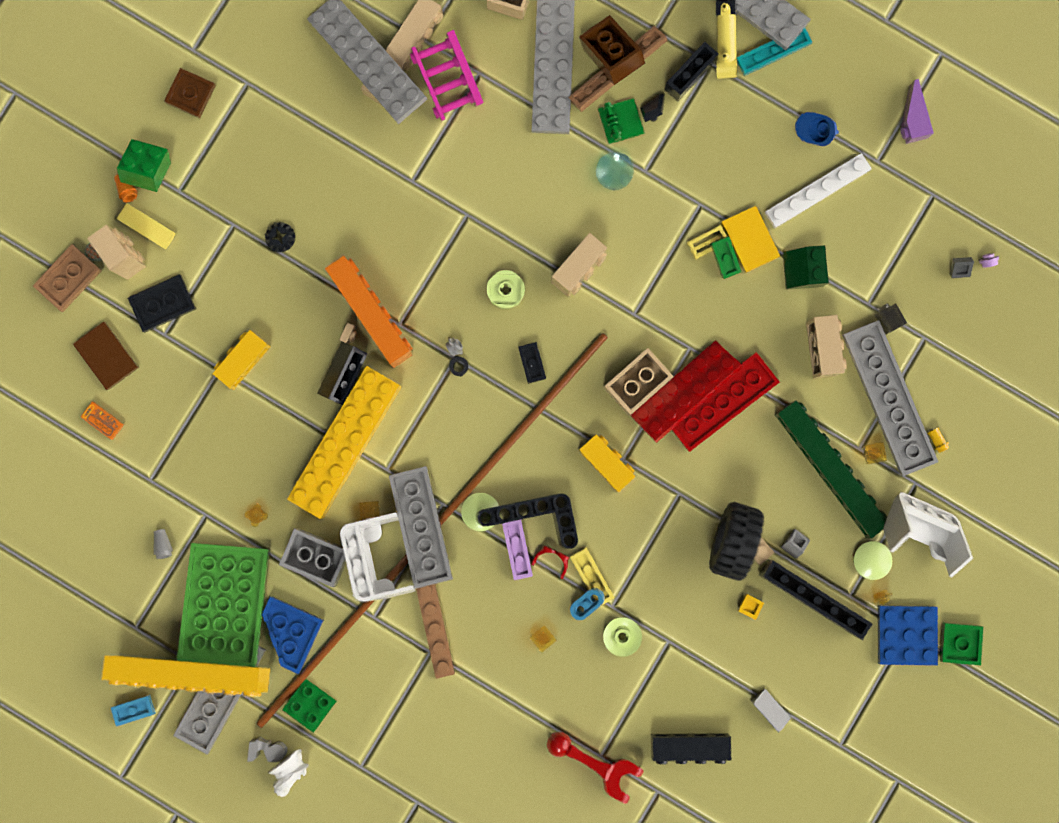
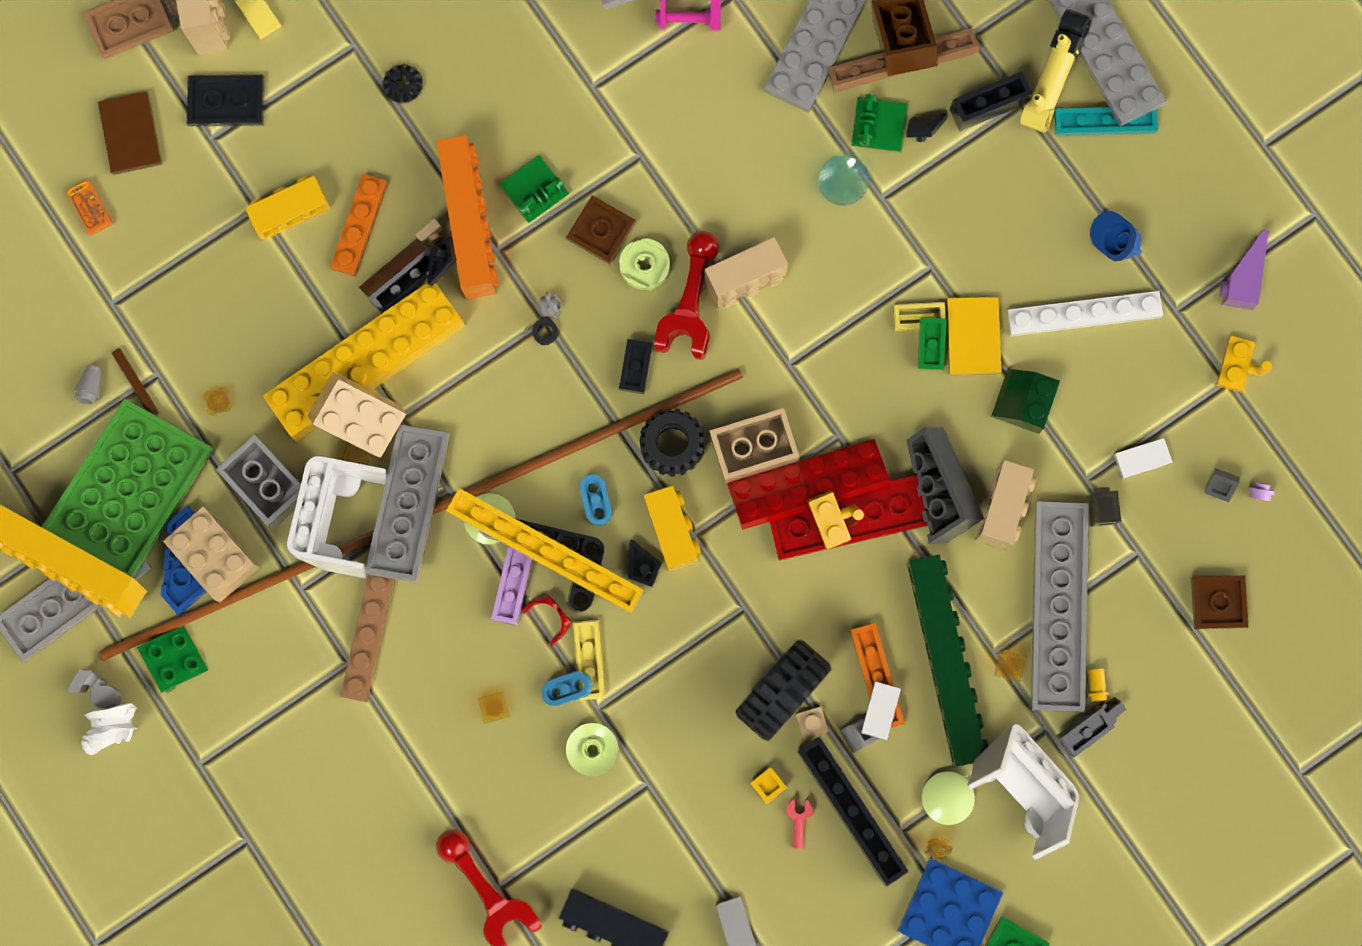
camera: 30 degrees right, 5 degrees down
(192, 527) = (134, 382): none -> reddish brown bar
(296, 349) = (358, 225): none -> orange plate
(303, 624) = (211, 554): none -> tan brick
(358, 483) = (356, 414): none -> tan brick
(367, 350) = (441, 259): none -> black piece
(405, 270) = (534, 189): none -> green hinge
(464, 279) = (600, 229): none -> reddish brown plate
(530, 519) = (544, 550): none -> yellow plate
(540, 261) = (686, 320): none -> red piece
(547, 466) = (595, 500): none -> dark azure plate
(586, 388) = (672, 420): none -> black tyre
(598, 496) = (642, 565): none -> black piece
(713, 409) = (831, 518): none -> yellow plate
(777, 352) = (943, 486): none -> dark grey wedge
(781, 621) = (798, 828): none -> coral bar
(790, 501) = (873, 662): none -> orange plate
(804, 523) = (880, 710): none -> white tile
(900, 272) = (1143, 458): none -> white tile
(935, 180) = (1237, 364): none -> yellow plate
(946, 469) = (1091, 726): none -> hinge
(994, 347) = (1219, 602): none -> reddish brown plate

